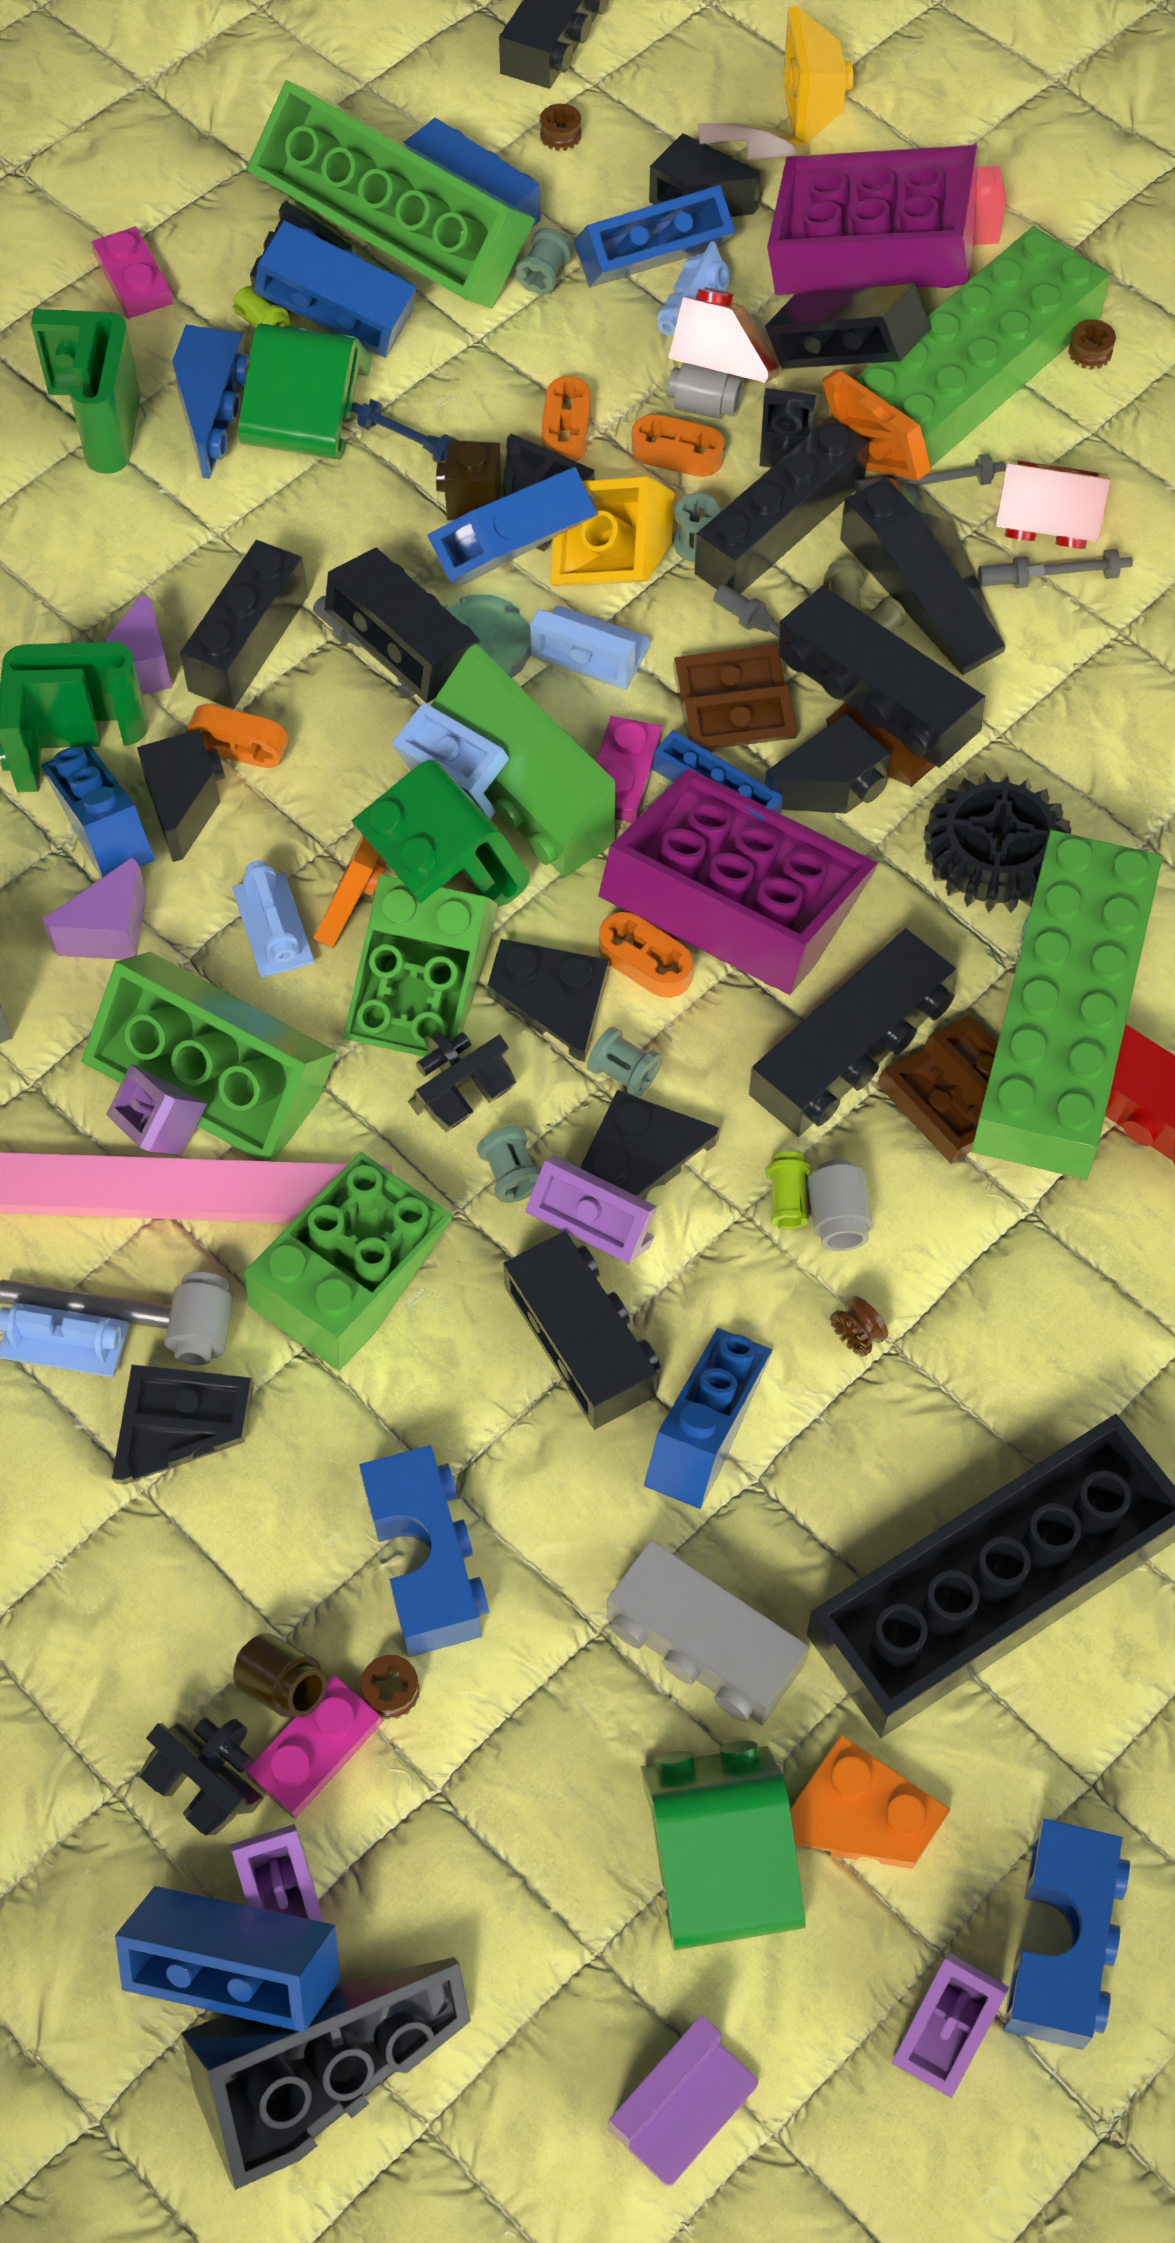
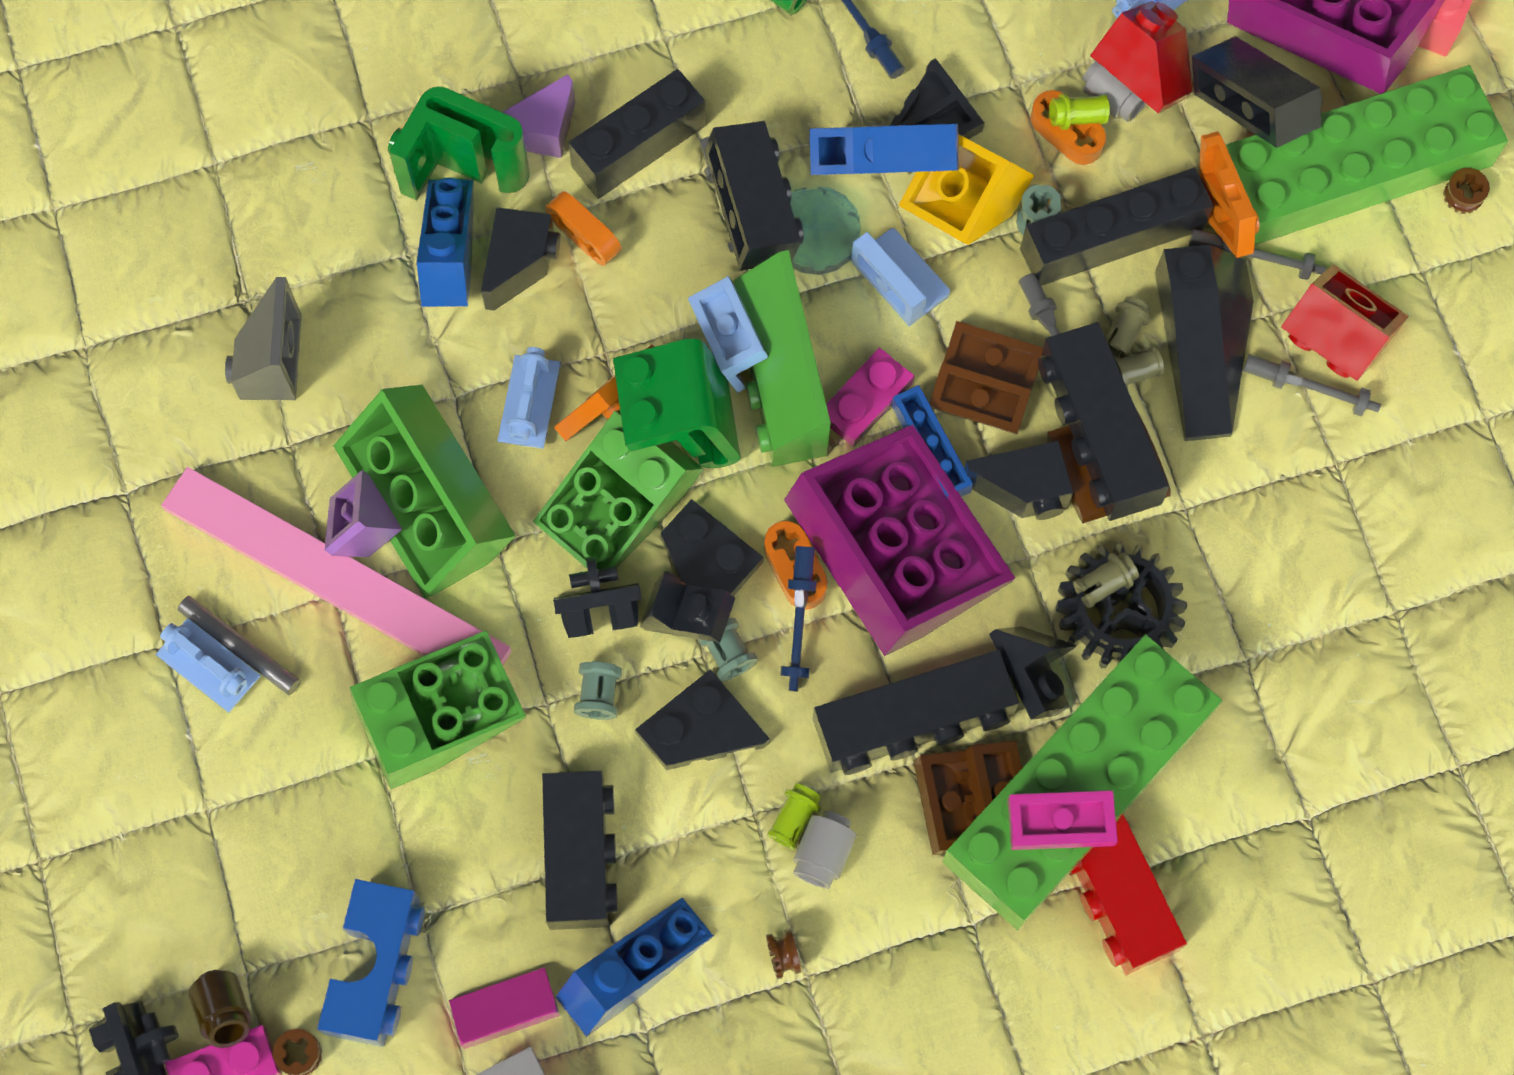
camera: 25 degrees right, 10 degrees up
(102, 918) = (406, 336): medium lavender slope -> none
(178, 1419) = (254, 770): black wing -> none
(199, 1318) = (308, 700): light grey brick -> none
(469, 476) = (880, 87): dark brown brick -> none
(559, 1040) = (687, 609): none -> black slope
(573, 420) = (983, 57): orange beam -> none
(592, 1209) = (630, 764): medium lavender panel -> none
(593, 1528) = (503, 1008): none -> dark pink slope
(667, 960) = (802, 584): none -> dark blue piece
(674, 421) = (1078, 110): none -> lime pin
(786, 421) = (1162, 151): black slope -> none
(939, 926) = (1028, 661): none -> black slope
(980, 801) = (1109, 578): none -> olive pin
(1081, 1026) = (1062, 820): none -> dark pink plate

